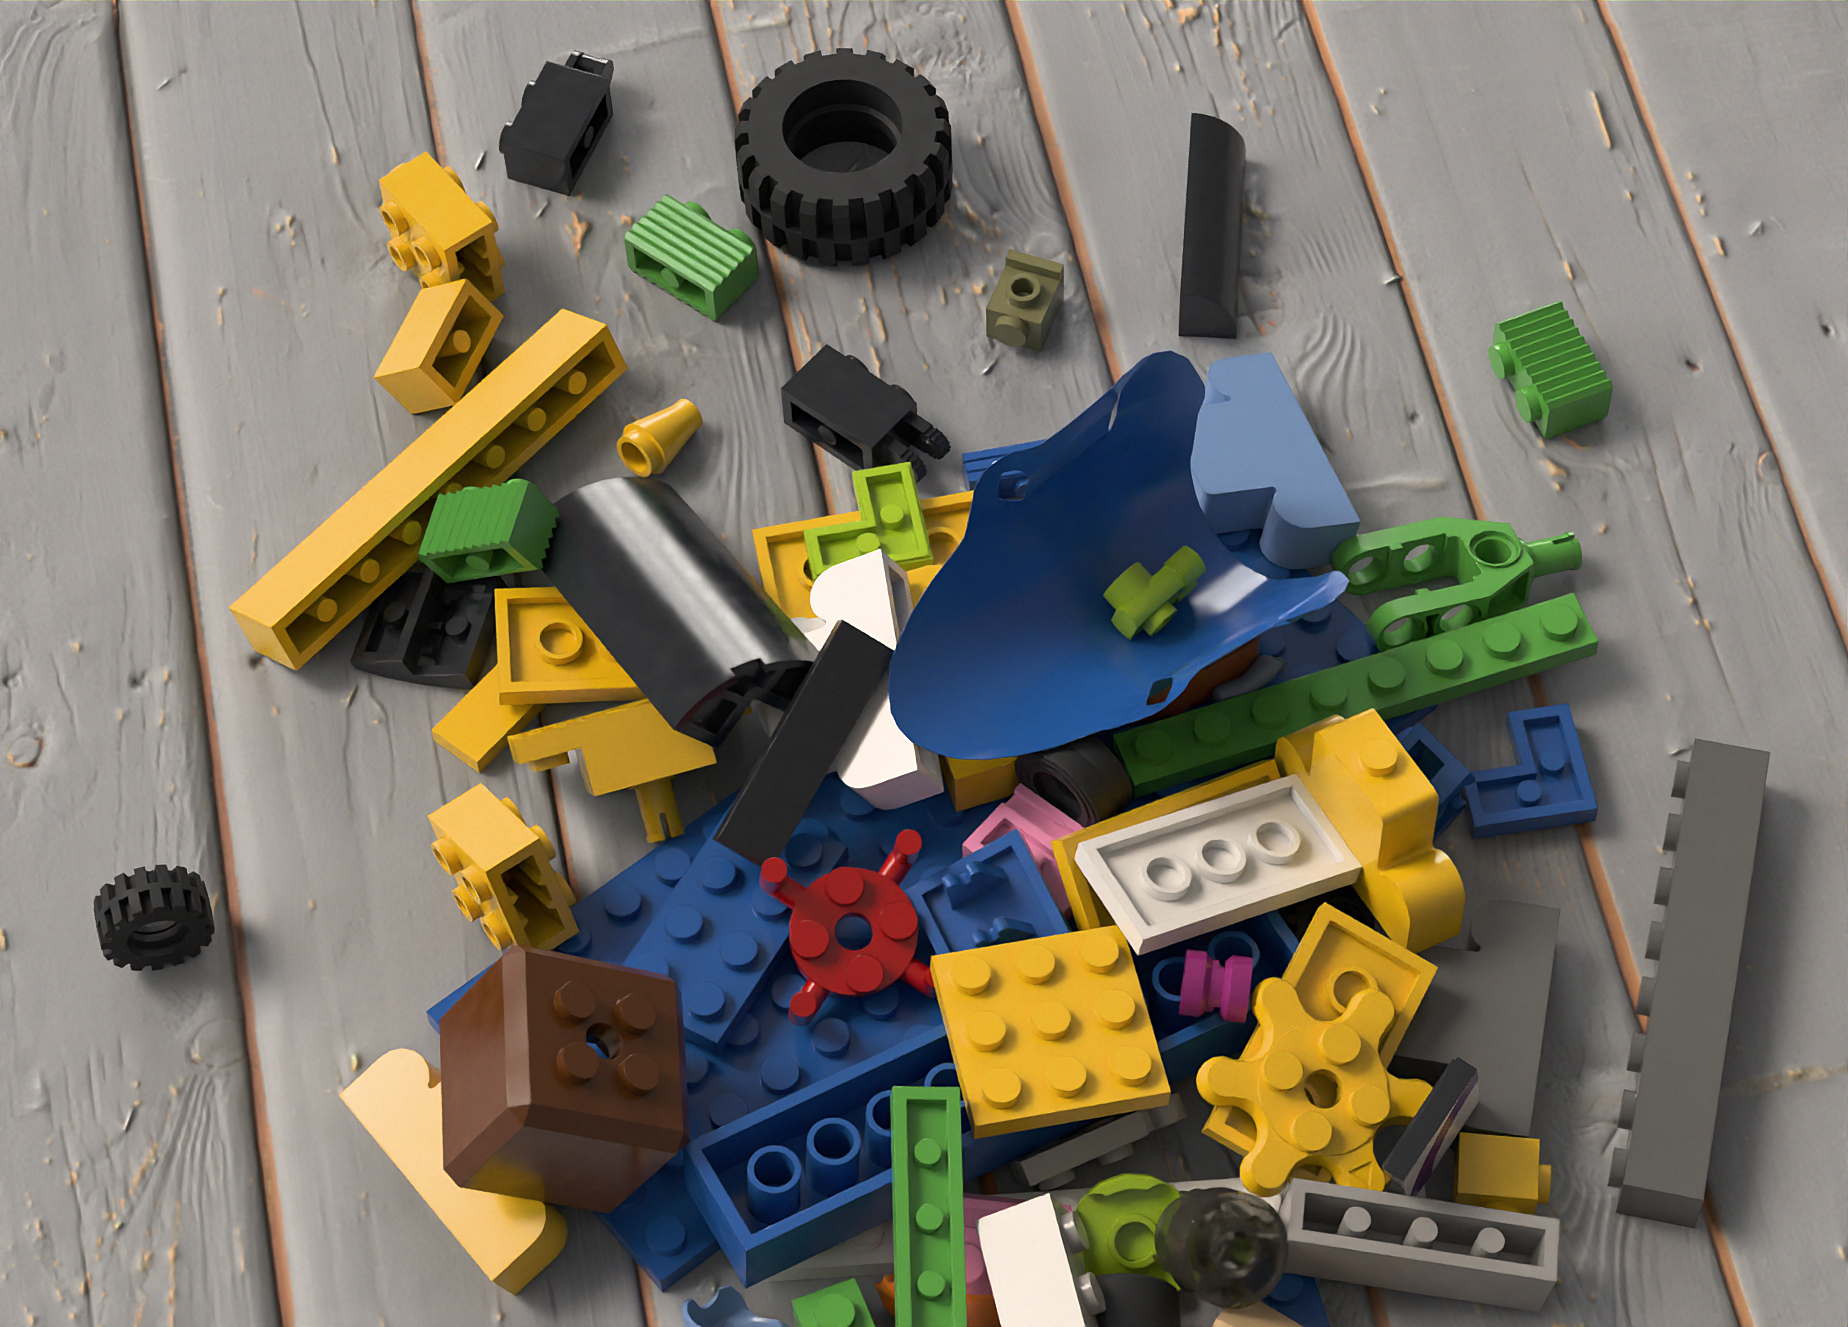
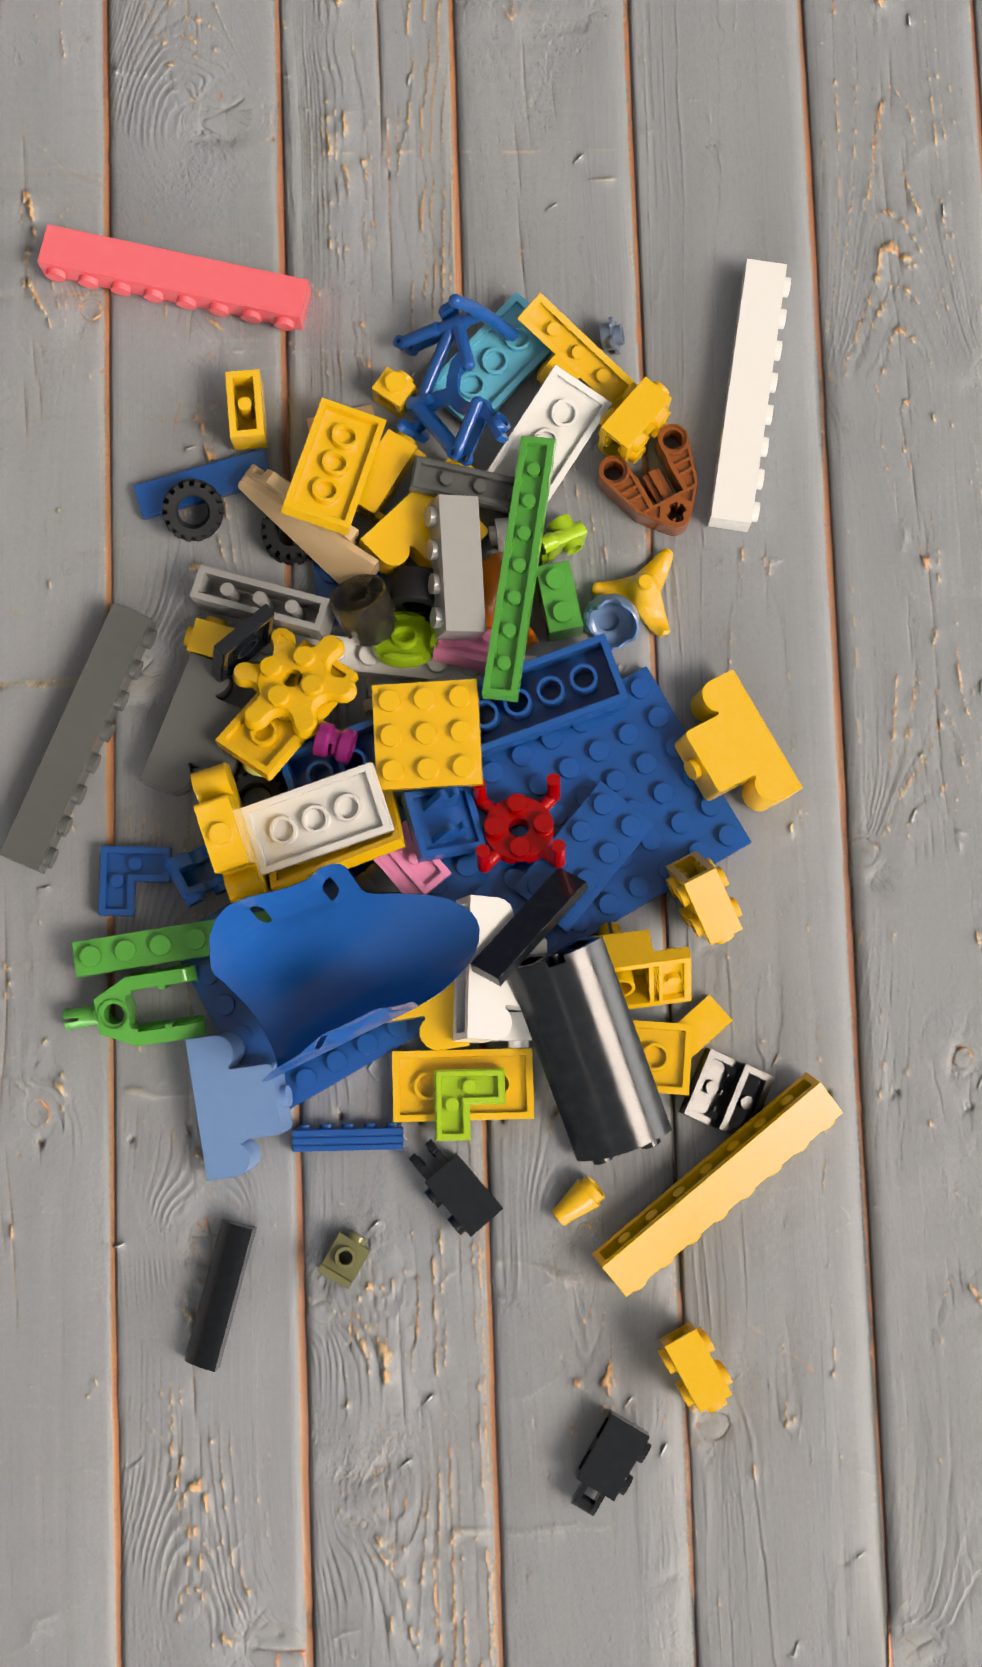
camera: 175 degrees left, 25 degrees up
(153, 917) = (895, 915): black tyre -> none
(439, 346) = (704, 1286): yellow brick -> none
(488, 531) = (688, 1128): bright green brick -> none
(534, 1103) = (709, 746): reddish brown plate -> none
(692, 256) = (541, 1334): bright green brick -> none
(844, 101) = (420, 1435): black tyre -> none
(1146, 599) = (320, 988): lime plate -> none
(1551, 370) = (45, 1147): bright green brick -> none

